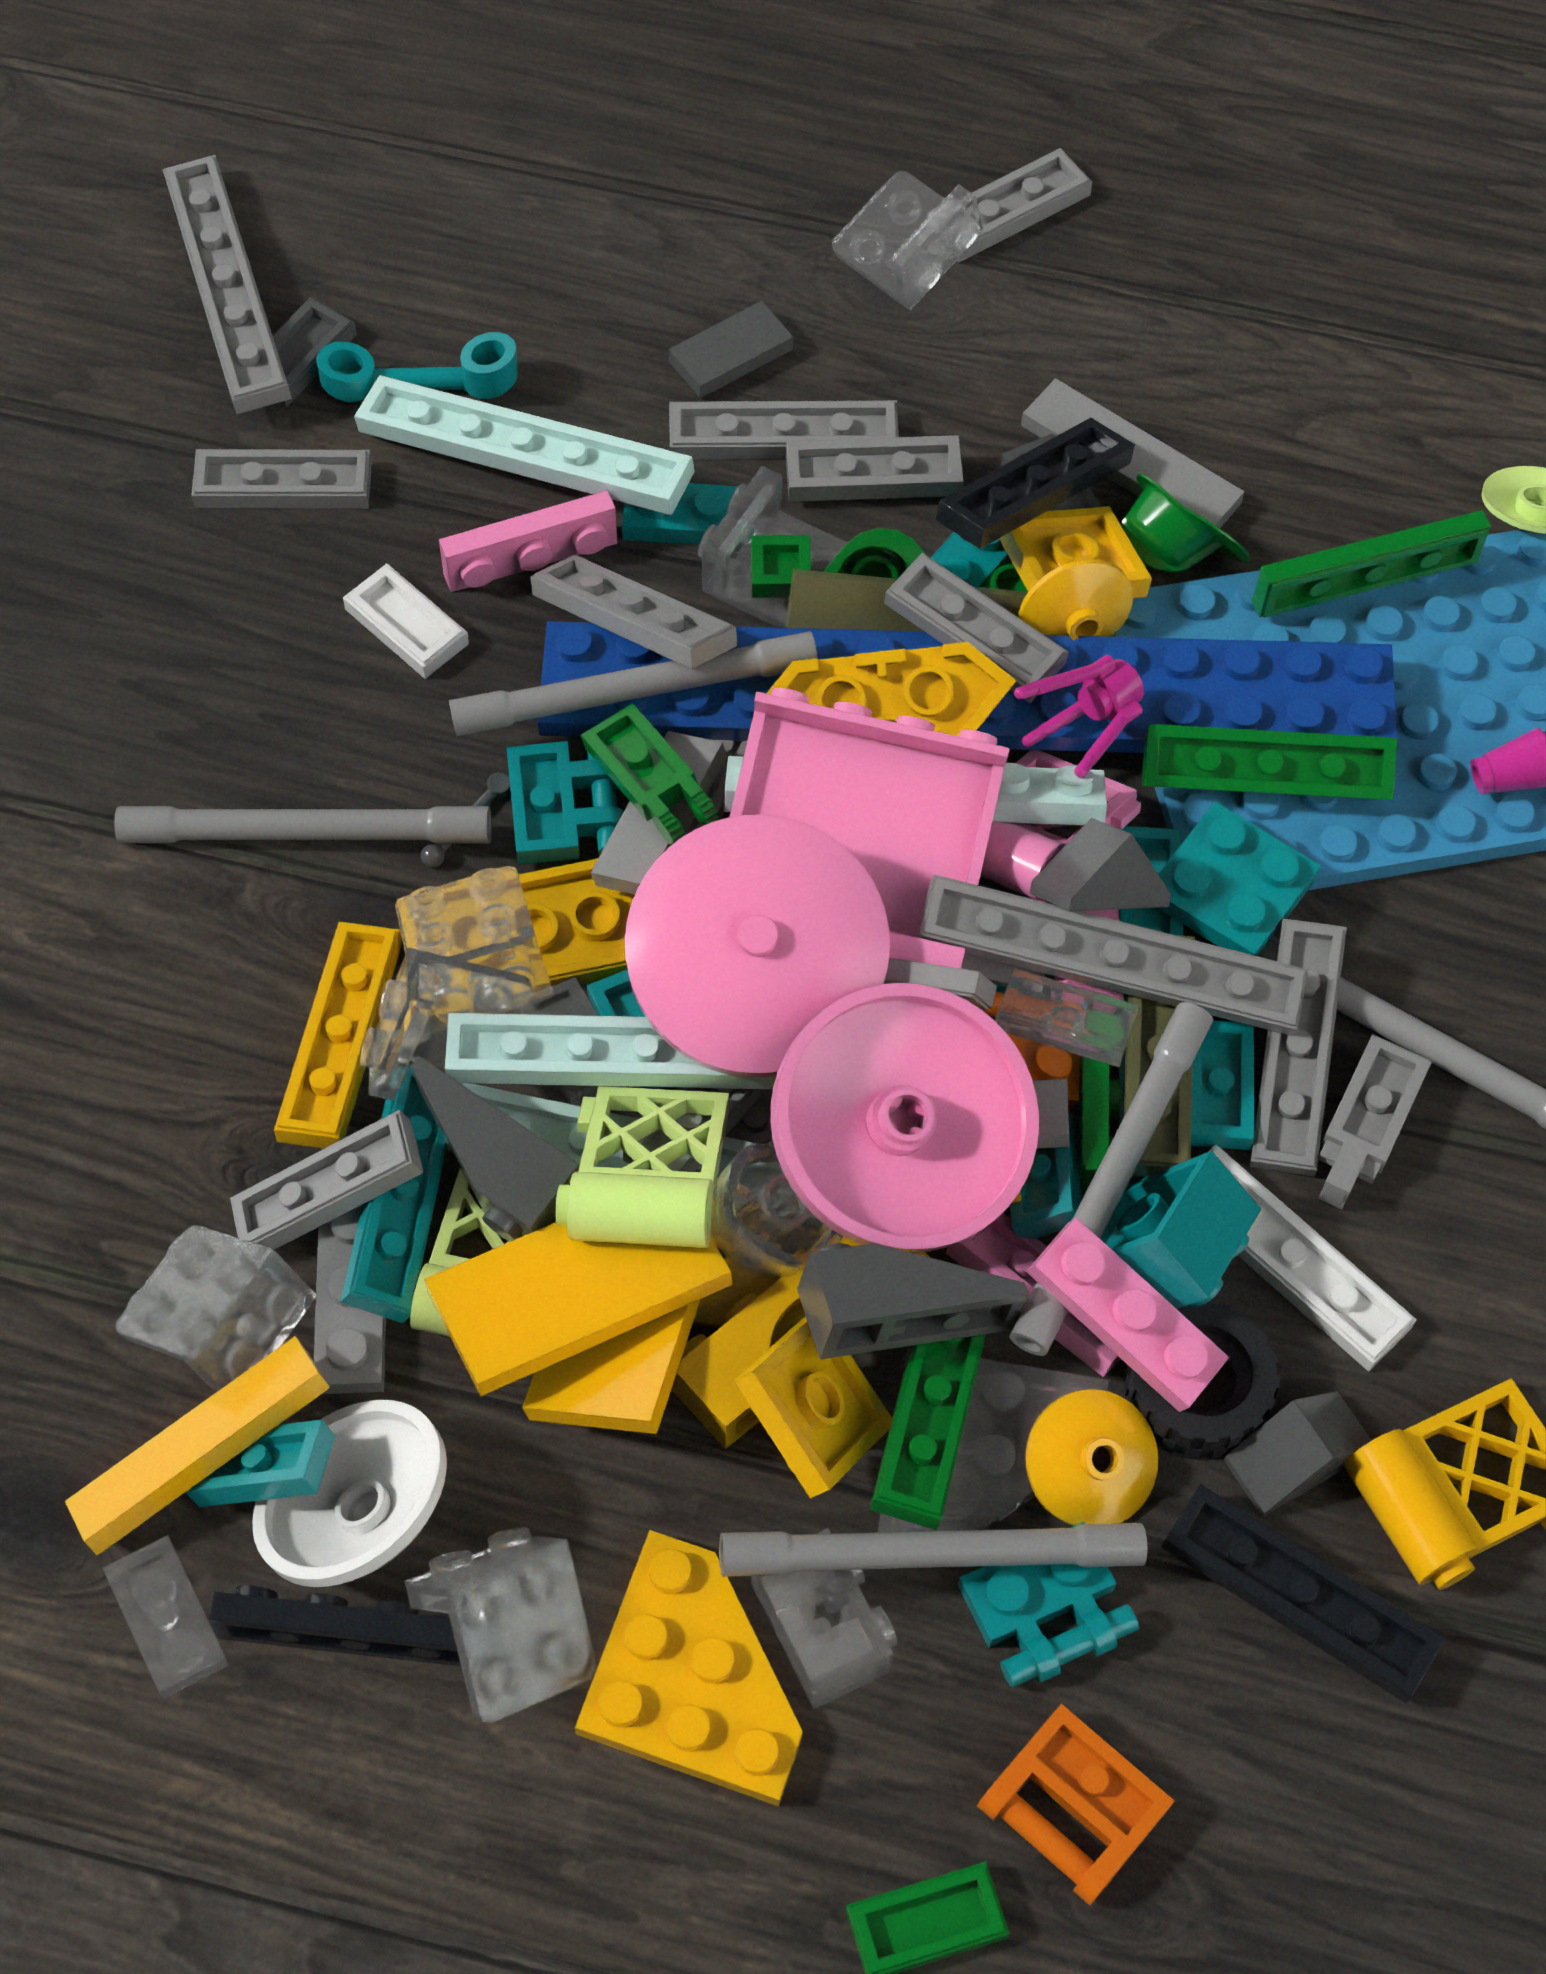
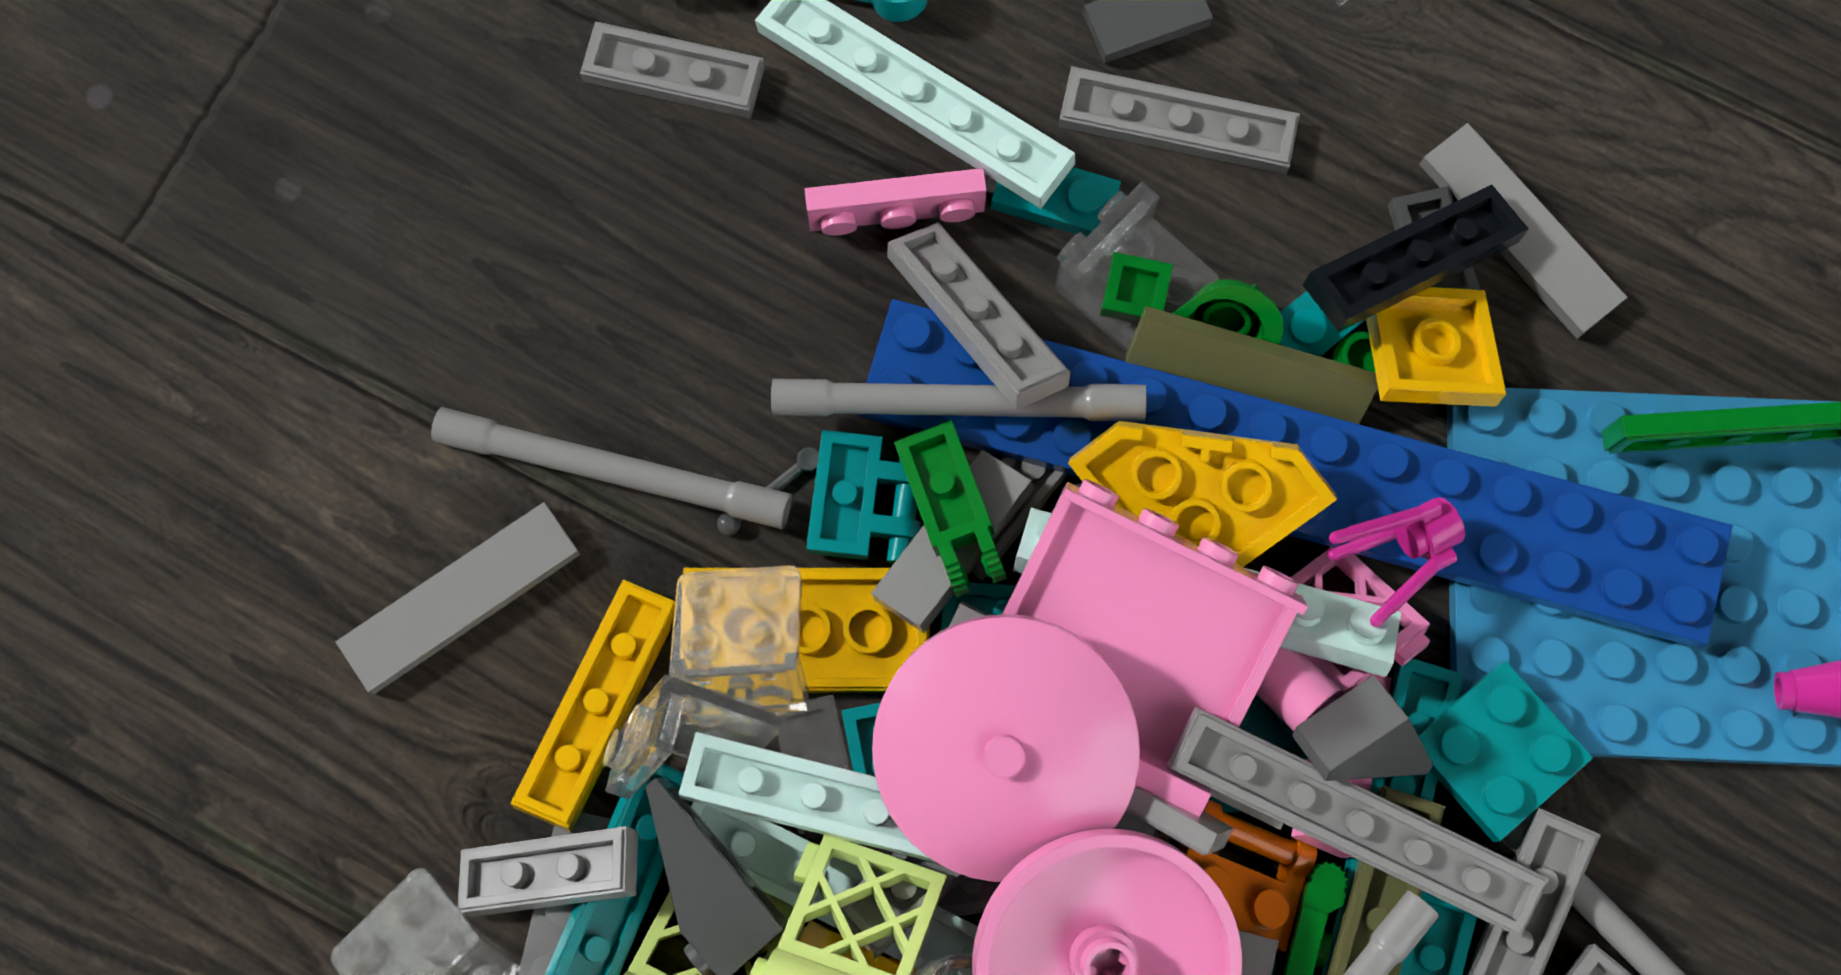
camera: 15 degrees right, 15 degrees up
(173, 975) = (457, 598): none -> light grey tile
(406, 620) = (758, 257): white tile -> none
(873, 468) = (1258, 188): light grey plate -> none
(960, 613) = (1313, 416): light grey tile -> none
(1066, 1017) = (1295, 874): clear plate -> none
(1079, 600) = (1422, 407): yellow dish -> none
(1171, 535) = (1532, 337): green piece -> none
(1269, 761) = (1572, 630): green plate -> none

